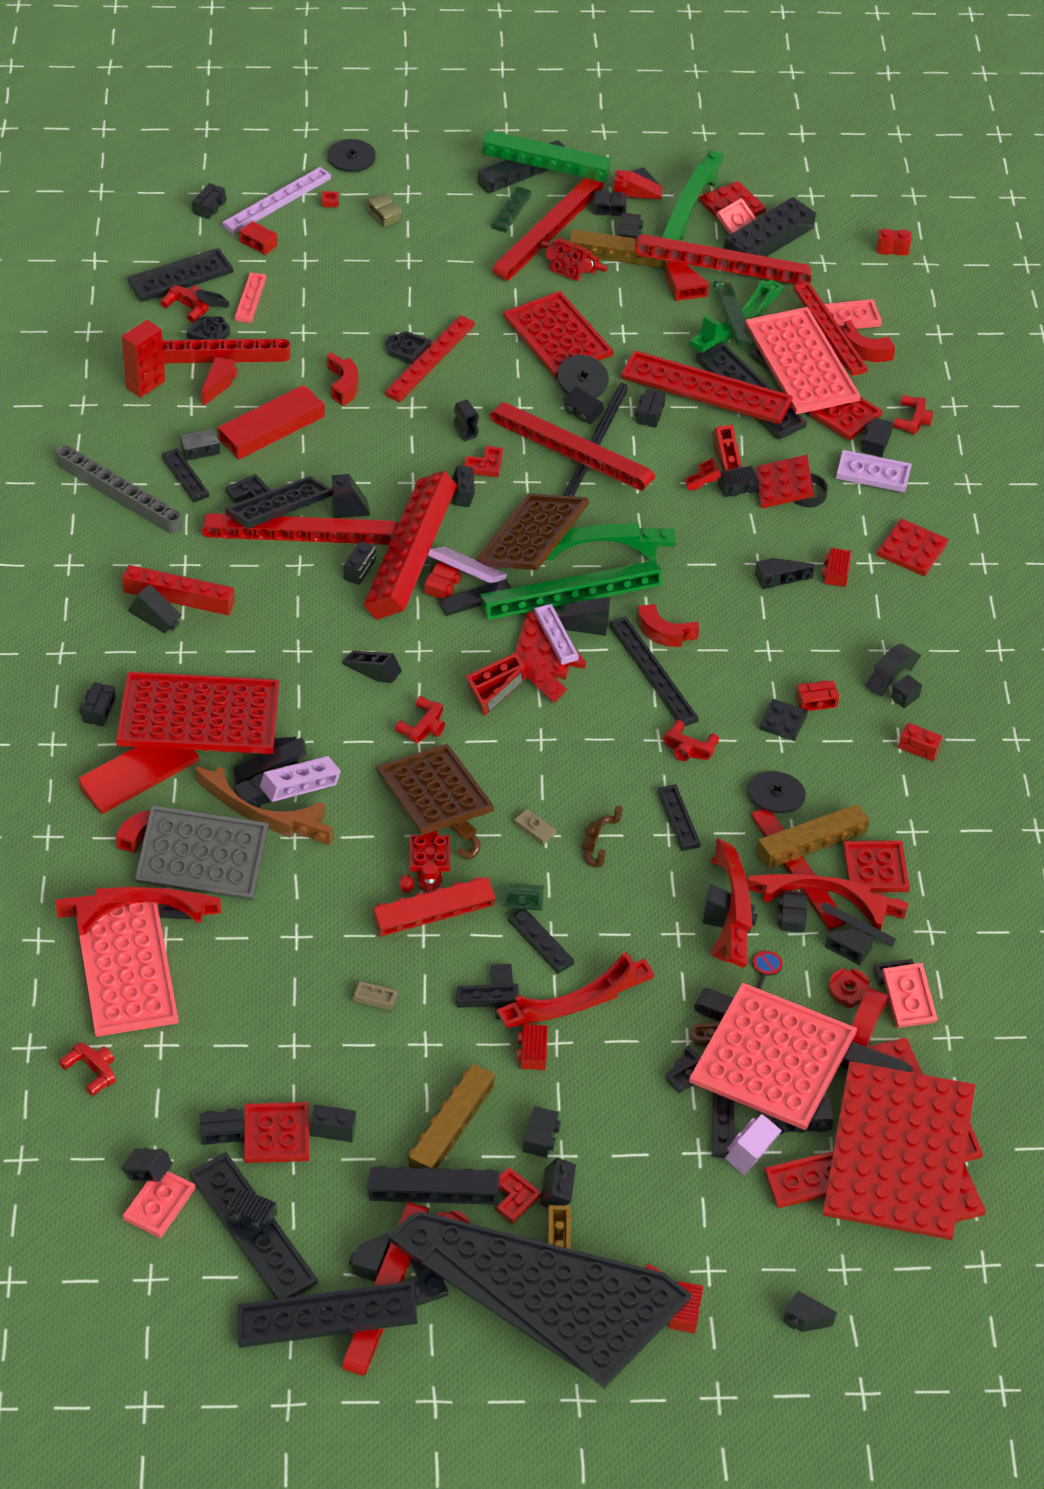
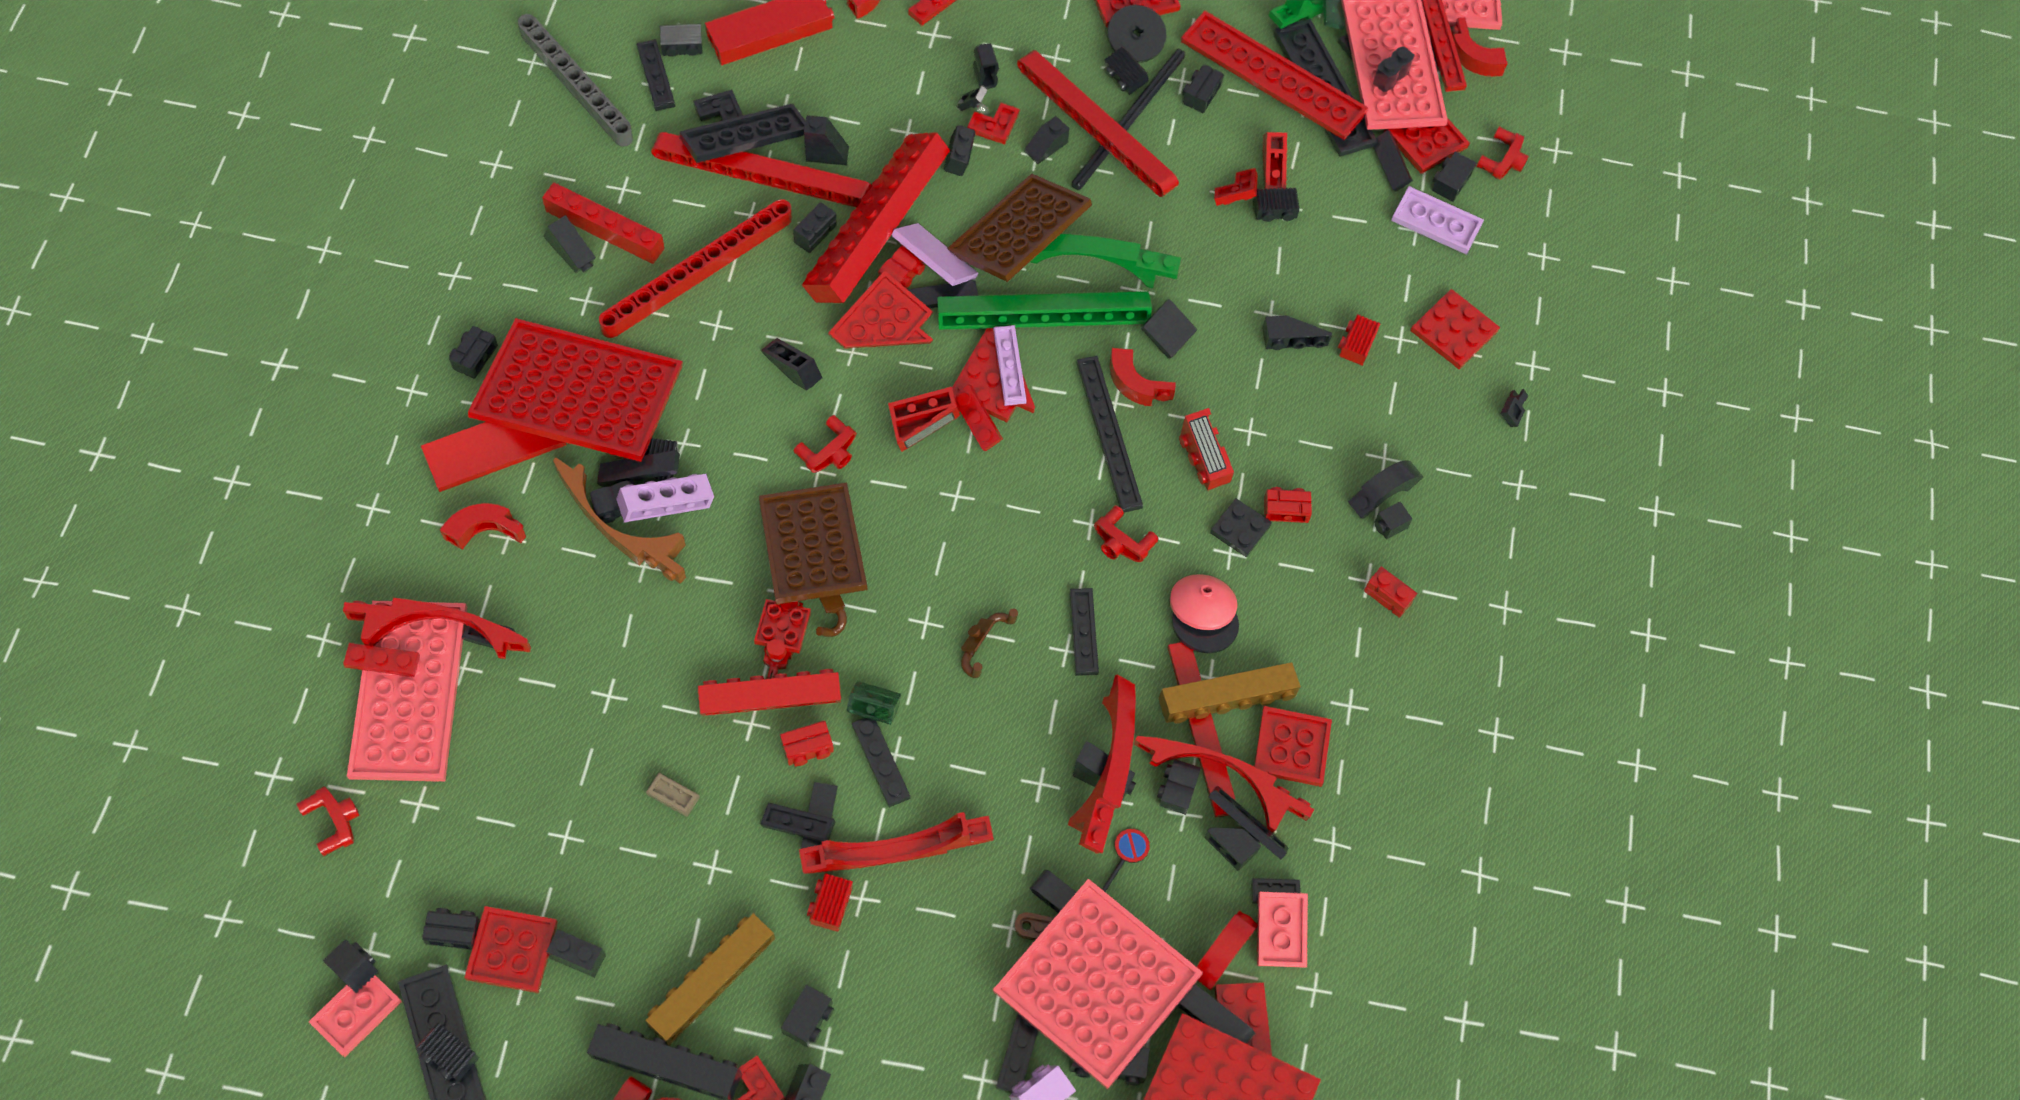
camera: 10 degrees right, 15 degrees up
(97, 940) = (381, 659): none -> red plate
(202, 852) = (529, 570): dark grey plate -> none
(267, 611) = (692, 276): none -> red beam
(407, 883) = (749, 656): red plate -> none
(439, 618) = (883, 317): none -> red wing
(462, 446) = (973, 99): none -> piece
(476, 937) = (807, 743): none -> red brick
(534, 466) = (1048, 140): none -> black slope
(535, 826) = (916, 610): dark tan plate -> none
(587, 616) = (1051, 349): black slope -> none
(679, 585) = (1169, 329): none -> black tile
(680, 1074) = (994, 969): black wing -> none
(737, 667) = (1204, 450): none -> wedge
(770, 776) = (1203, 602): none -> coral dish
(785, 481) = (1329, 215): red plate -> none
(805, 363) = (1393, 68): none -> black brick
(815, 501) = (1357, 212): black tyre -> none
(823, 434) = (1392, 161): none -> black tile
(845, 996) = (1221, 888): red plate -> none
(978, 595) = (1513, 408): none -> black plate

